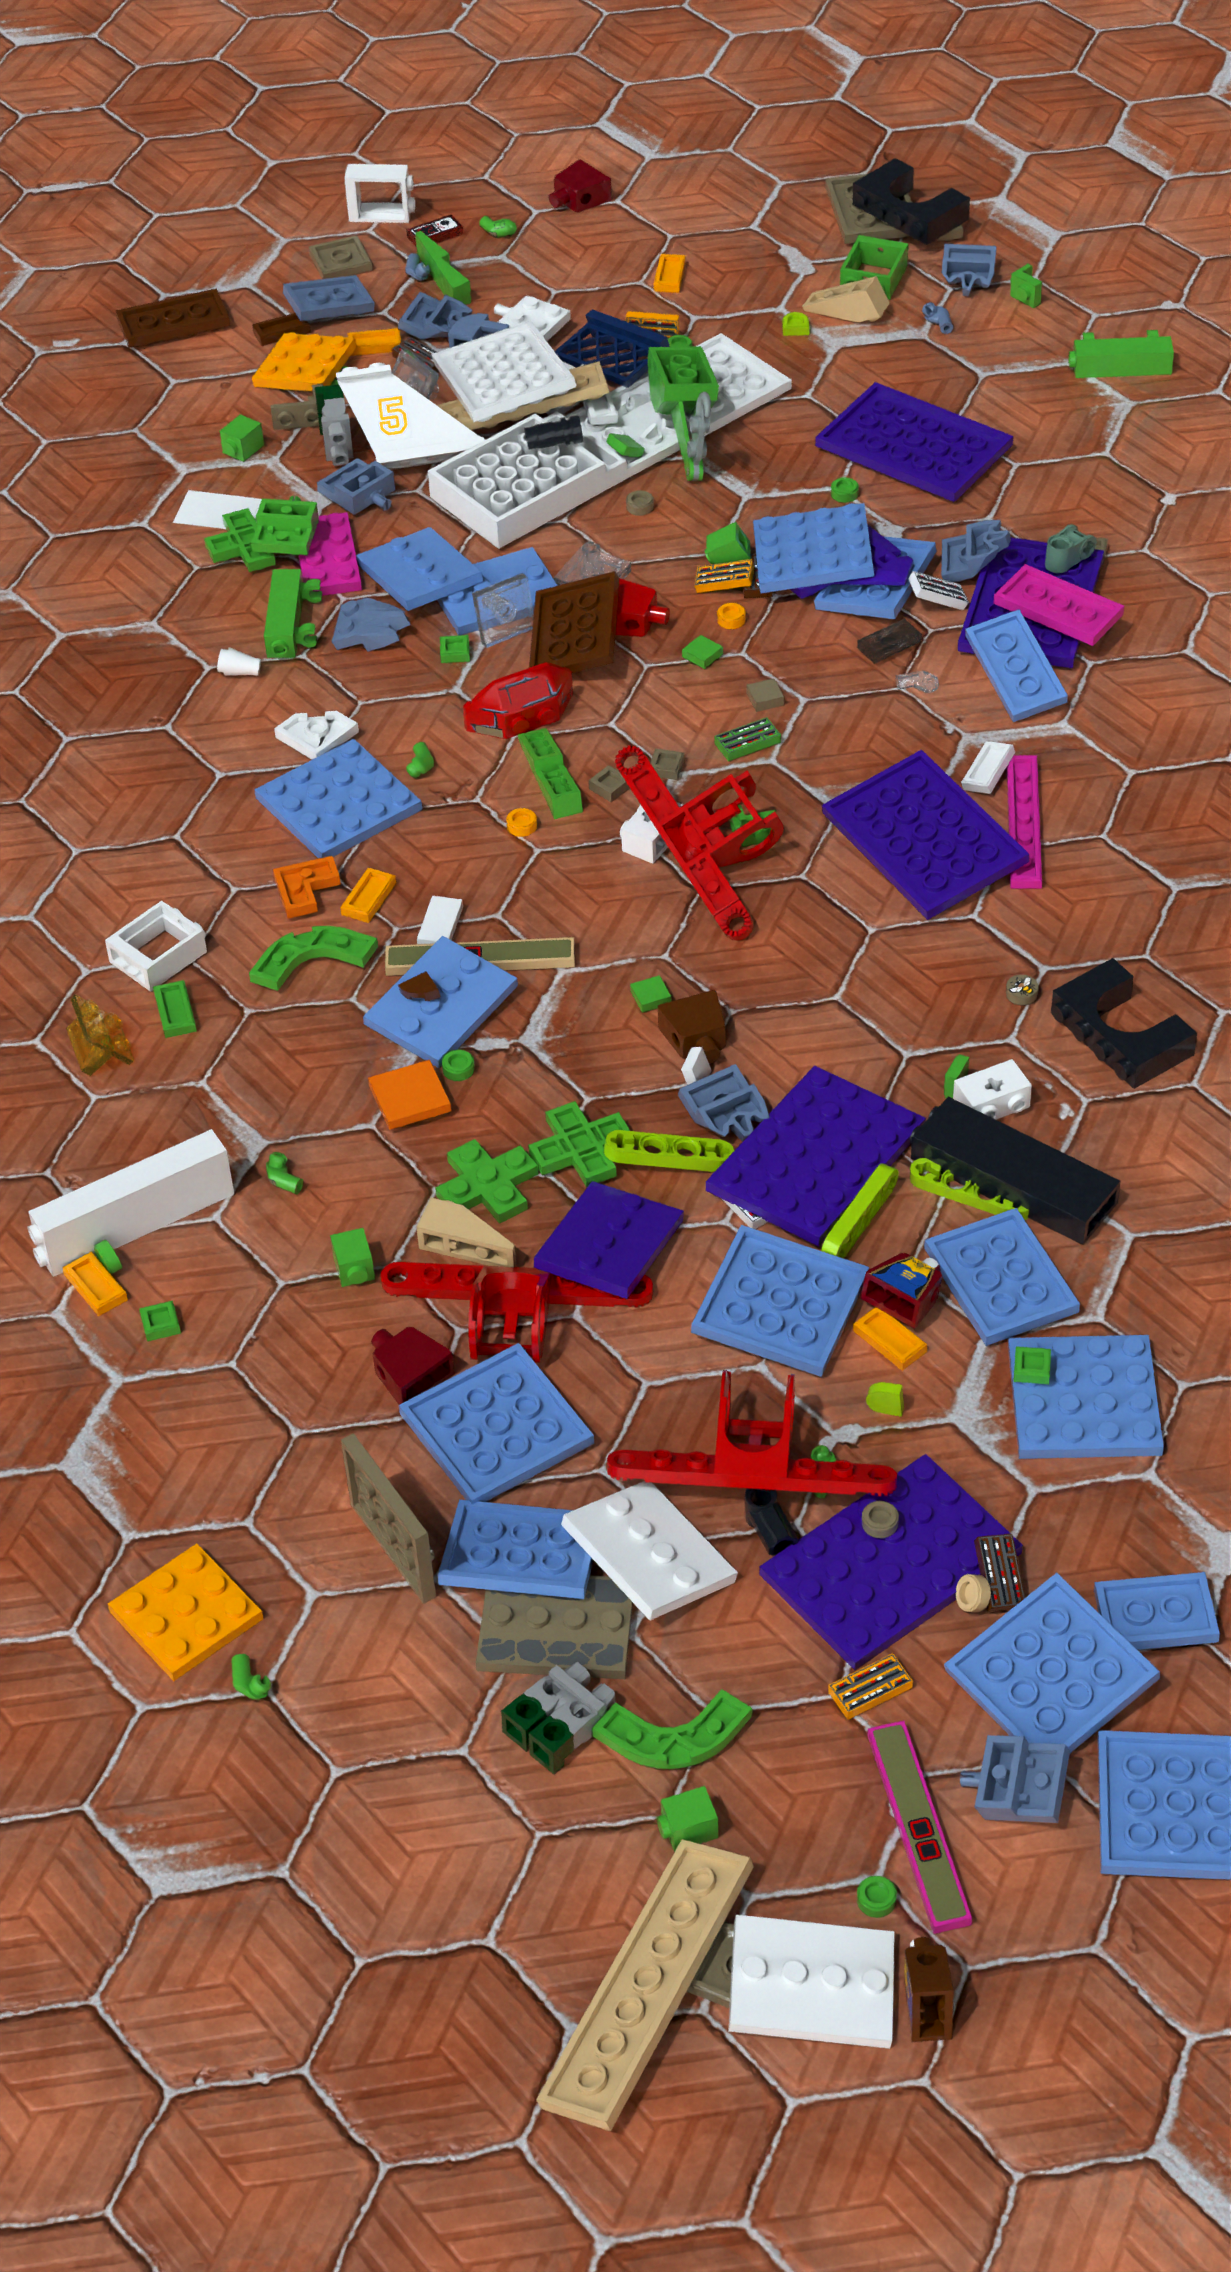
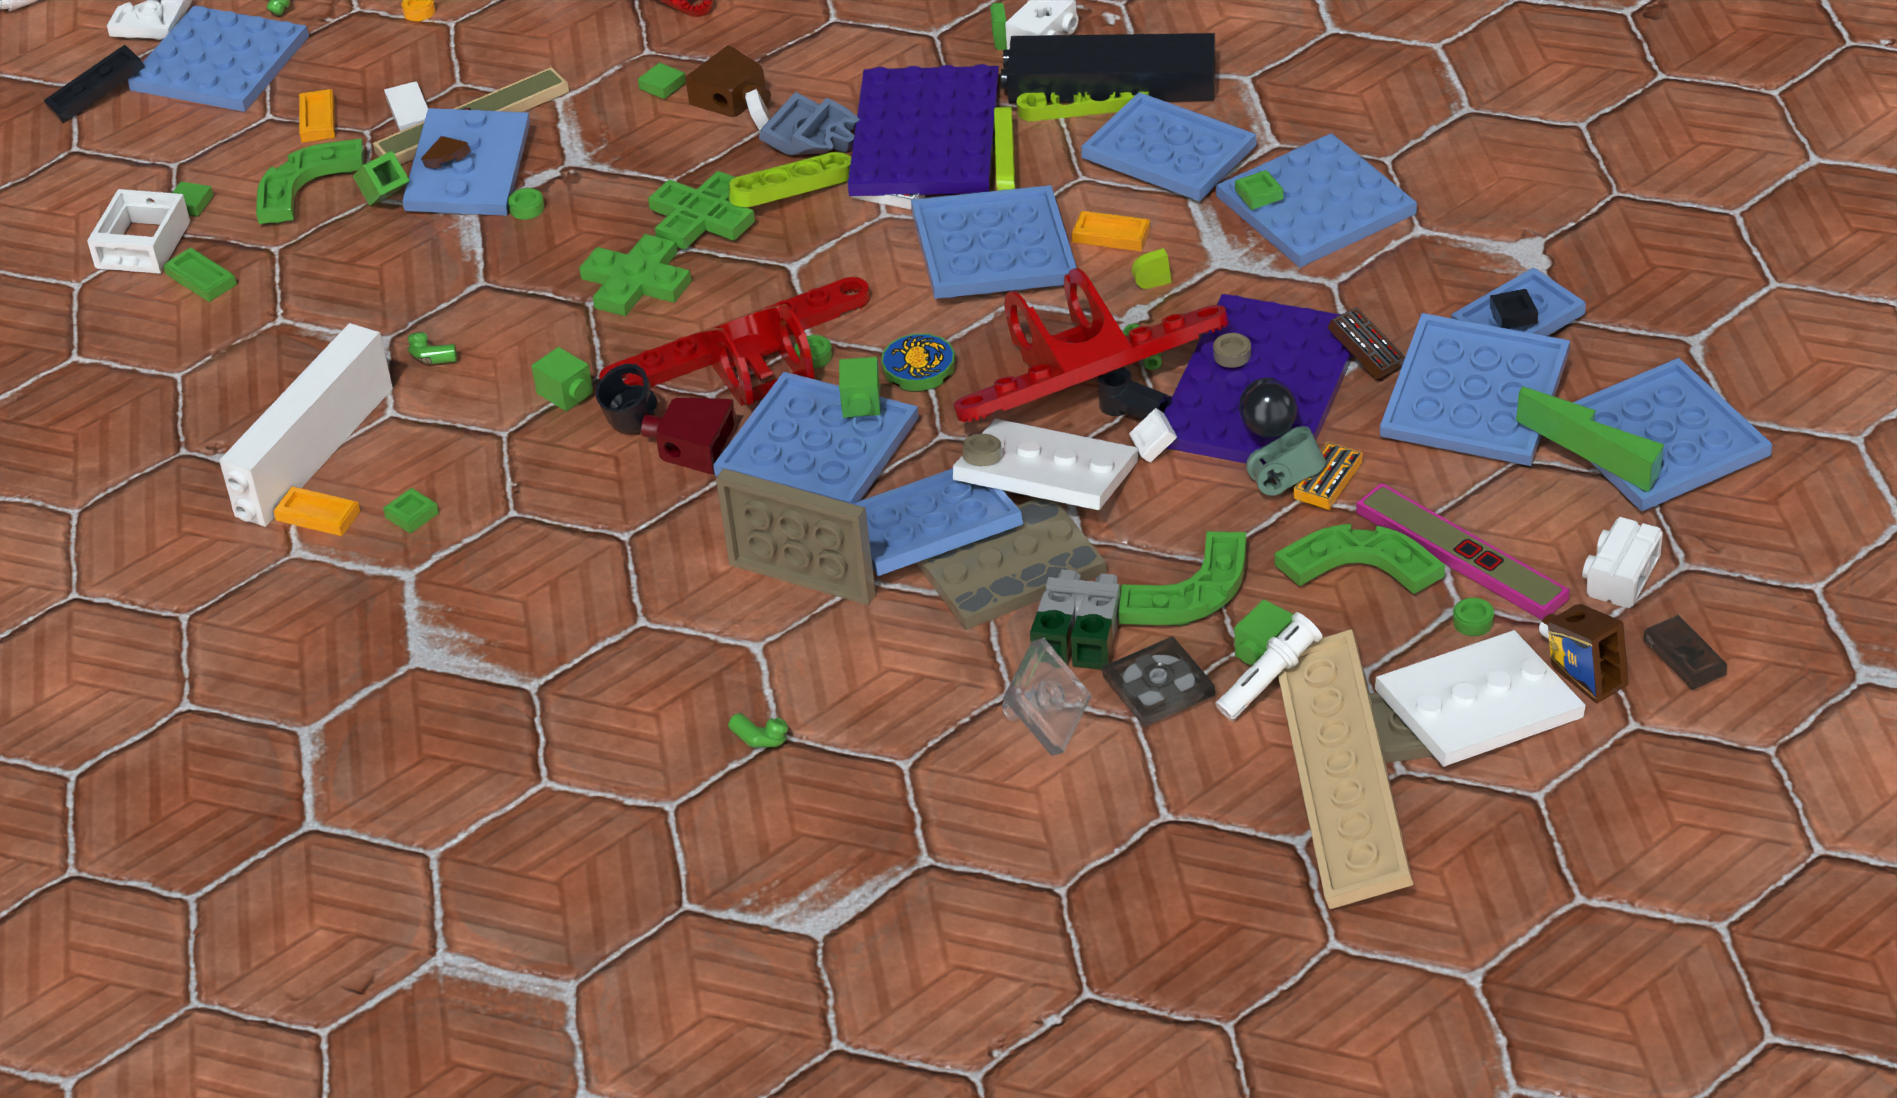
camera: 30 degrees left, 5 degrees down
(96, 1036) = (141, 322): clear yellow bracket -> none
(107, 1256) = (315, 479): bright green tile -> none
(185, 1611) = (646, 713): light orange plate -> none
(220, 930) = (195, 196): none -> bright green tile
(226, 782) = (94, 83): none -> black tile
(299, 881) = (245, 128): orange plate -> none
(359, 987) = (381, 178): none -> bright green brick
(376, 1306) = (624, 403): none -> black helmet
(409, 1094) = (502, 240): orange tile -> none
(459, 1233) = (657, 318): tan slope -> none
(468, 1780) = (1046, 697): none -> clear tile
(553, 1395) = (859, 387): none -> bright green brick
(564, 1332) = (820, 350): none -> bright green tile
(575, 1811) = (1158, 681): none -> clear smoke piece
(596, 1511) = (981, 449): none -> dark tan tile
(608, 1239) = (796, 263): dark purple plate -> none
(635, 1387) = (918, 361): none -> tile
(676, 1847) = (1280, 653): none -> white pin
(756, 1567) = (1153, 435): none -> white tile
(830, 1768) = (1341, 545): none -> bright green plate
(840, 1656) = (1287, 460): none -> sand green piece
(849, 1602) = (1268, 407): none -> black helmet
(903, 1287) = (1096, 186): dark red torso -> none
(973, 1593) = (1356, 368): tan tile -> none
(1017, 2038) = (1685, 652): none -> clear smoke plate
(1019, 1780) = (1522, 472): sand blue plate -> none
(1036, 1918) = (1623, 562): none -> white brick
(1092, 1765) = (1575, 428): none -> bright green slope
(1142, 1610) = (1513, 309): none -> black plate

